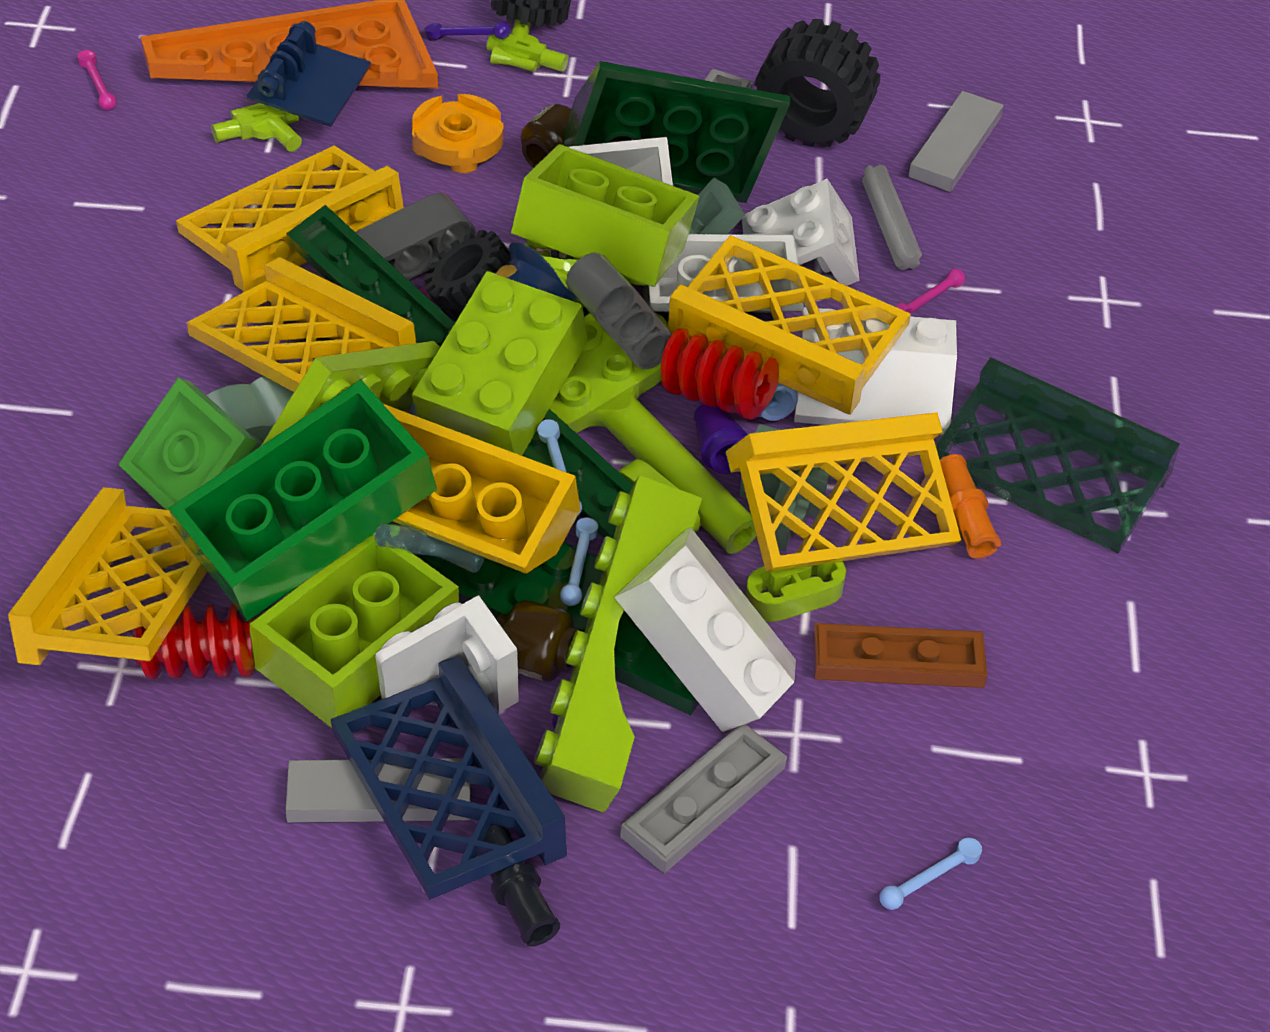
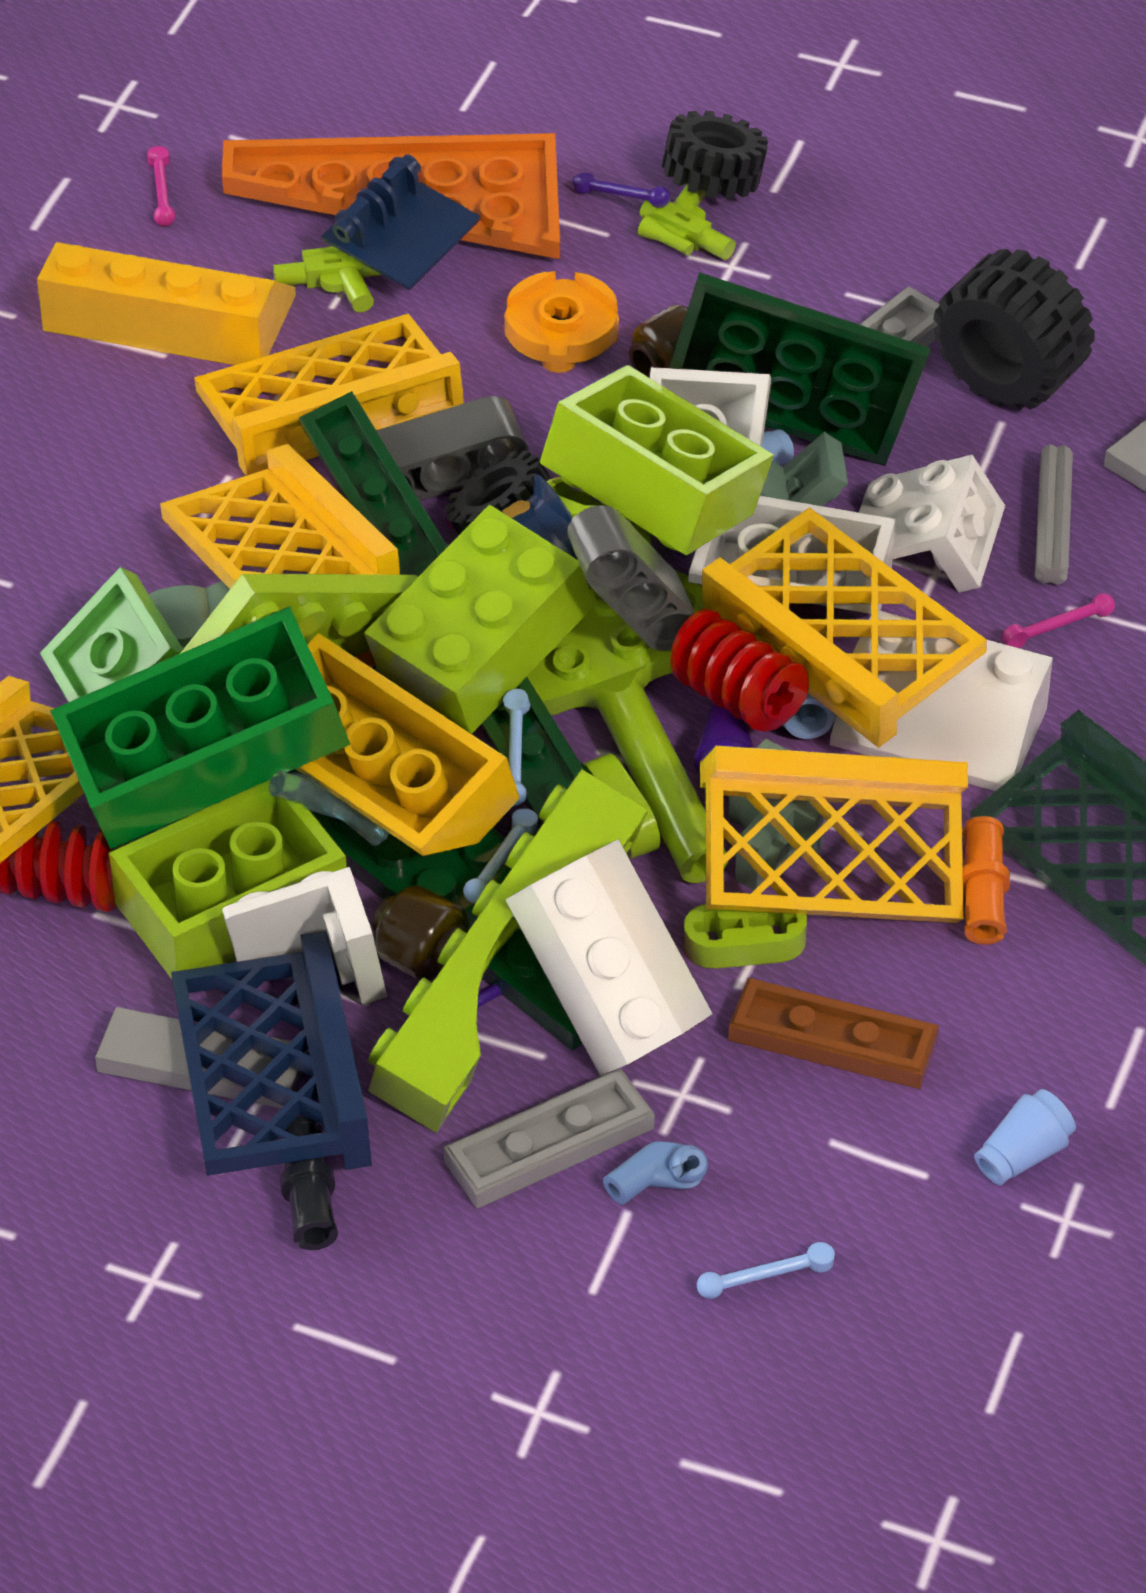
camera: 20 degrees right, 0 degrees up
(128, 167) = (161, 305): none -> yellow slope
(808, 801) = (656, 1166): none -> medium blue arm
(1093, 709) = (1026, 1136): none -> light blue cone

